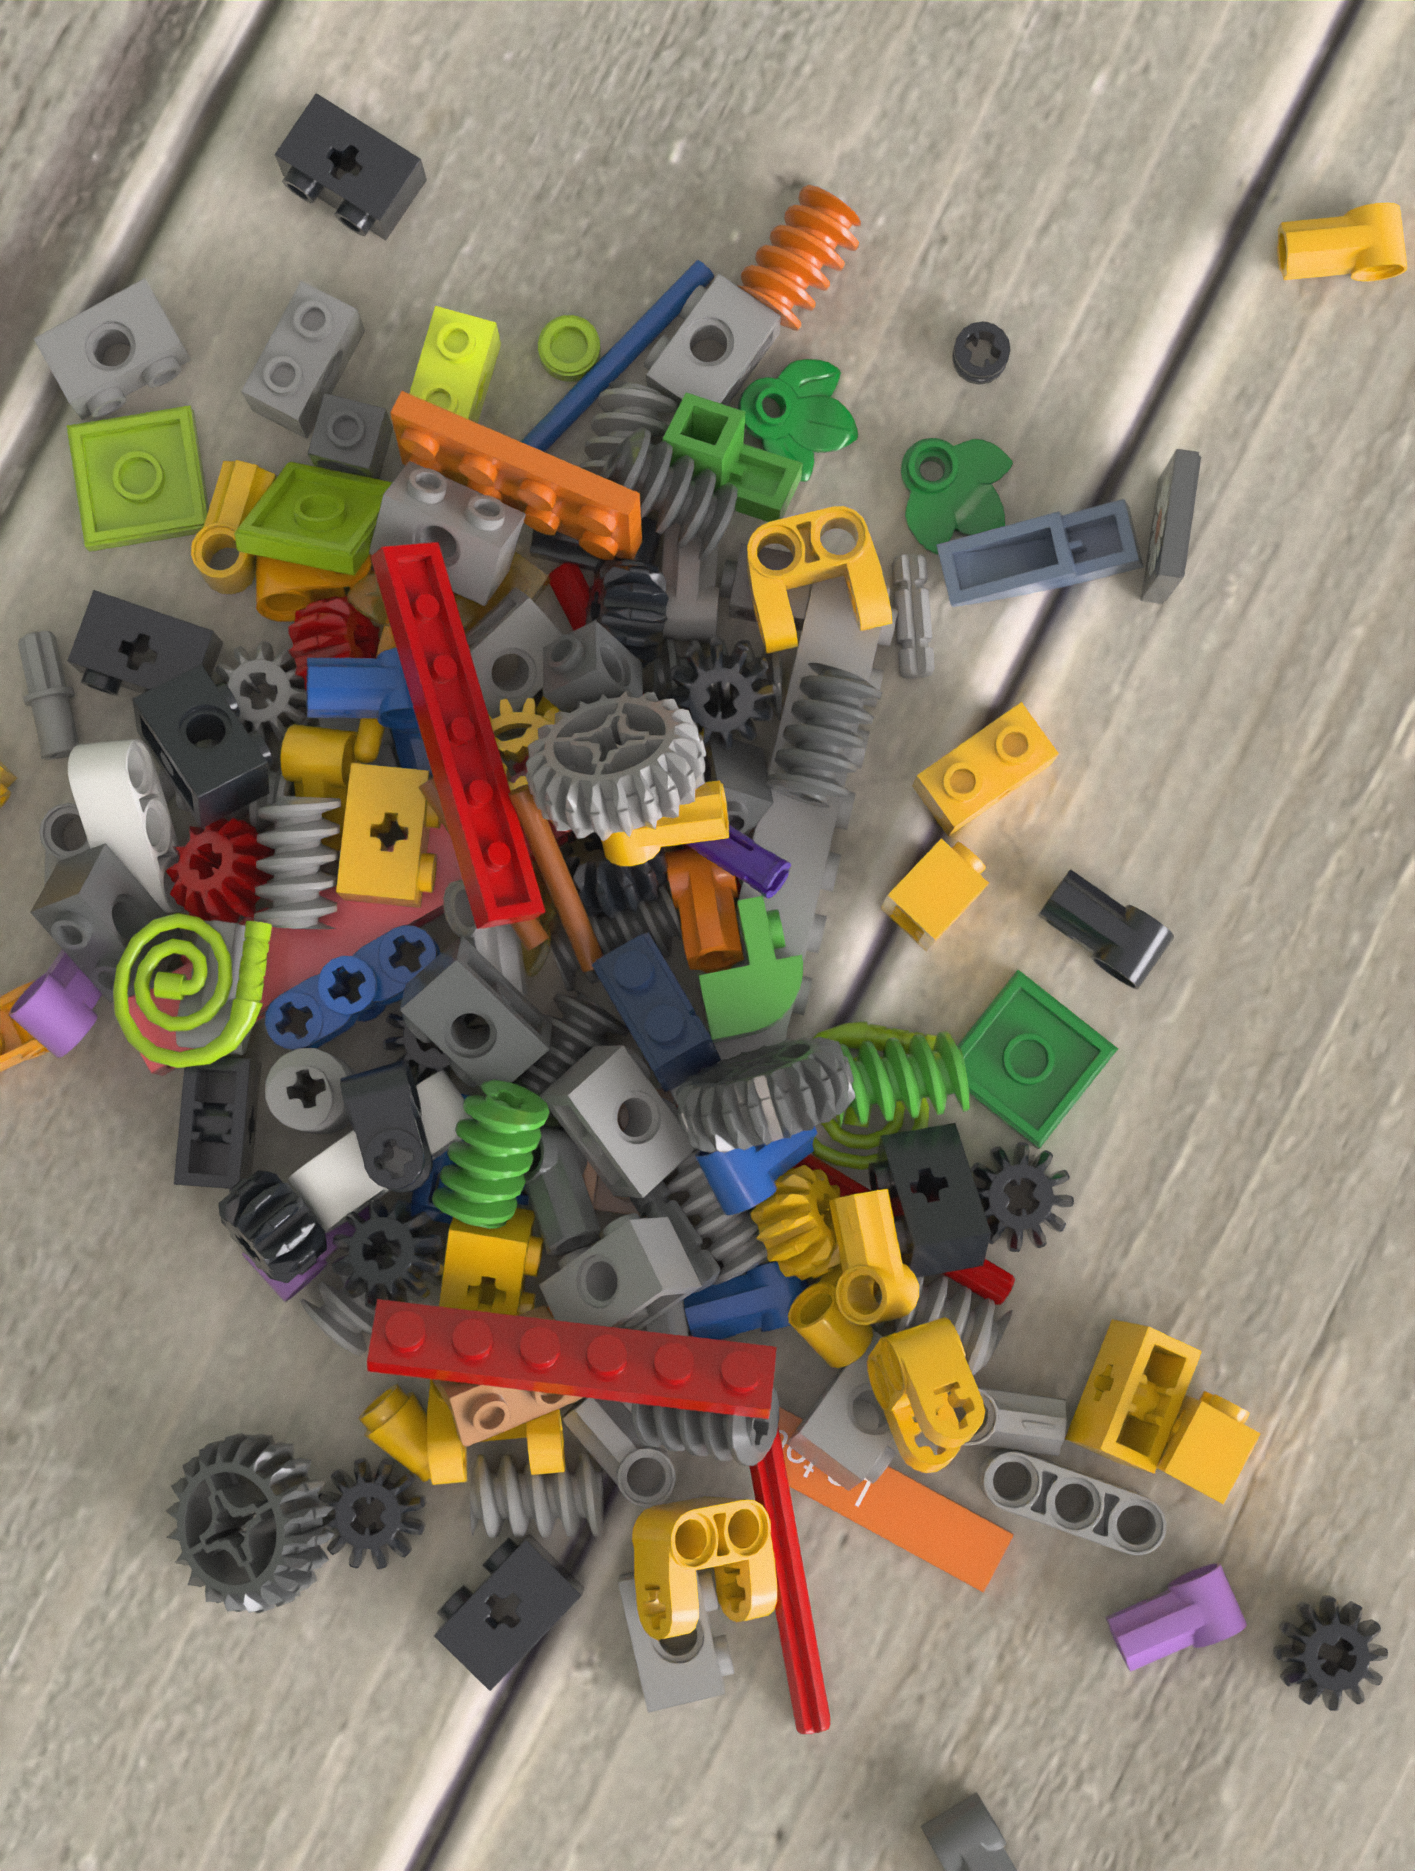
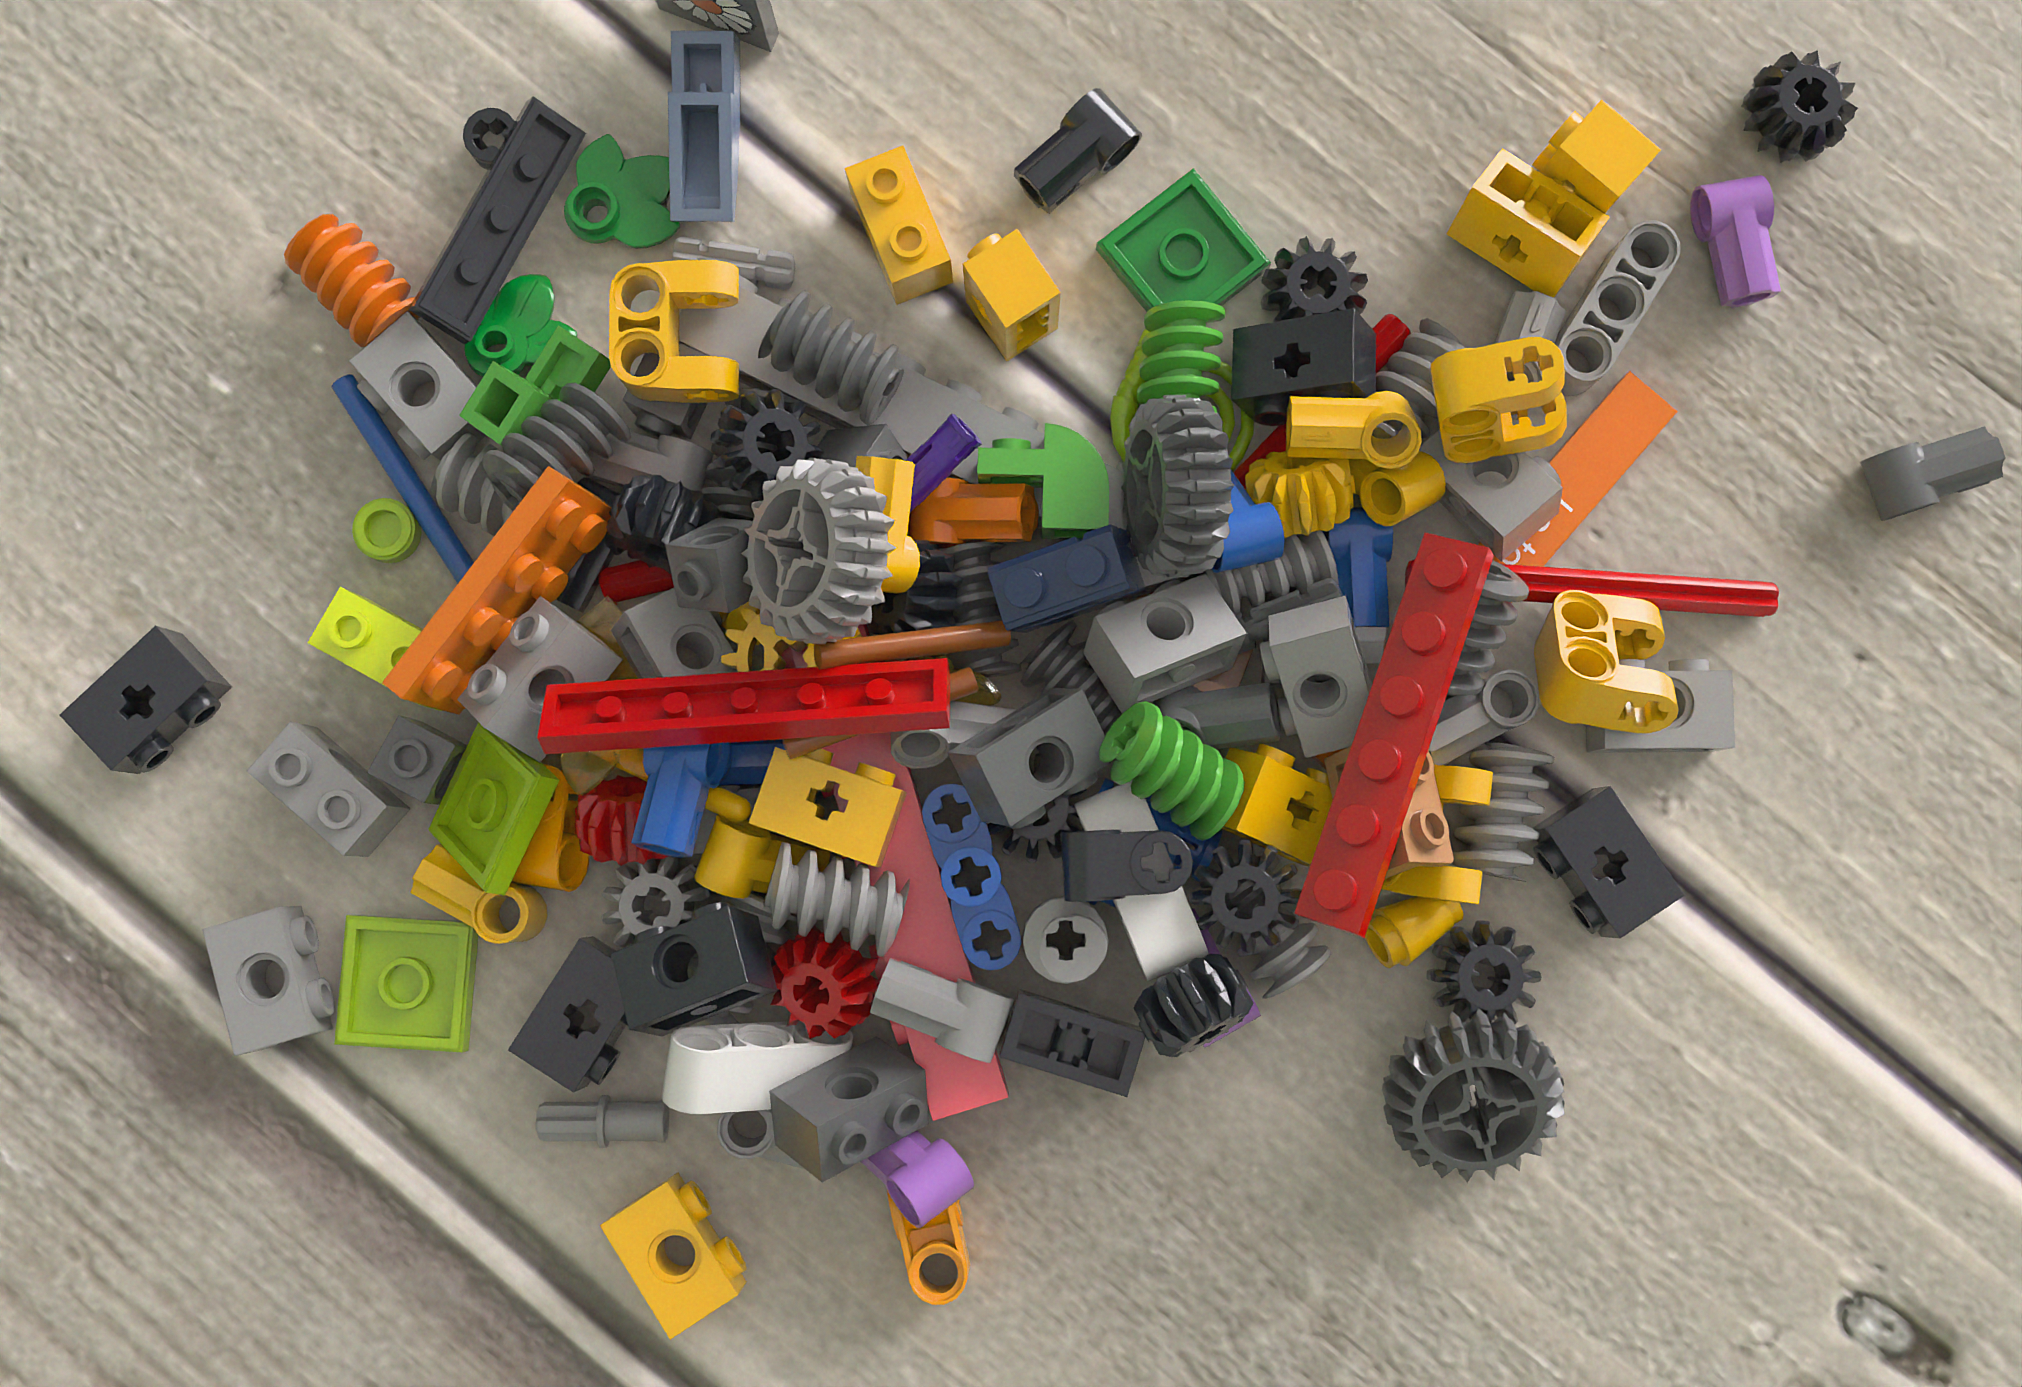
camera: 75 degrees left, 0 degrees up
(175, 986) = (932, 1048): lime piece -> none
(895, 379) = (497, 221): none -> black tile

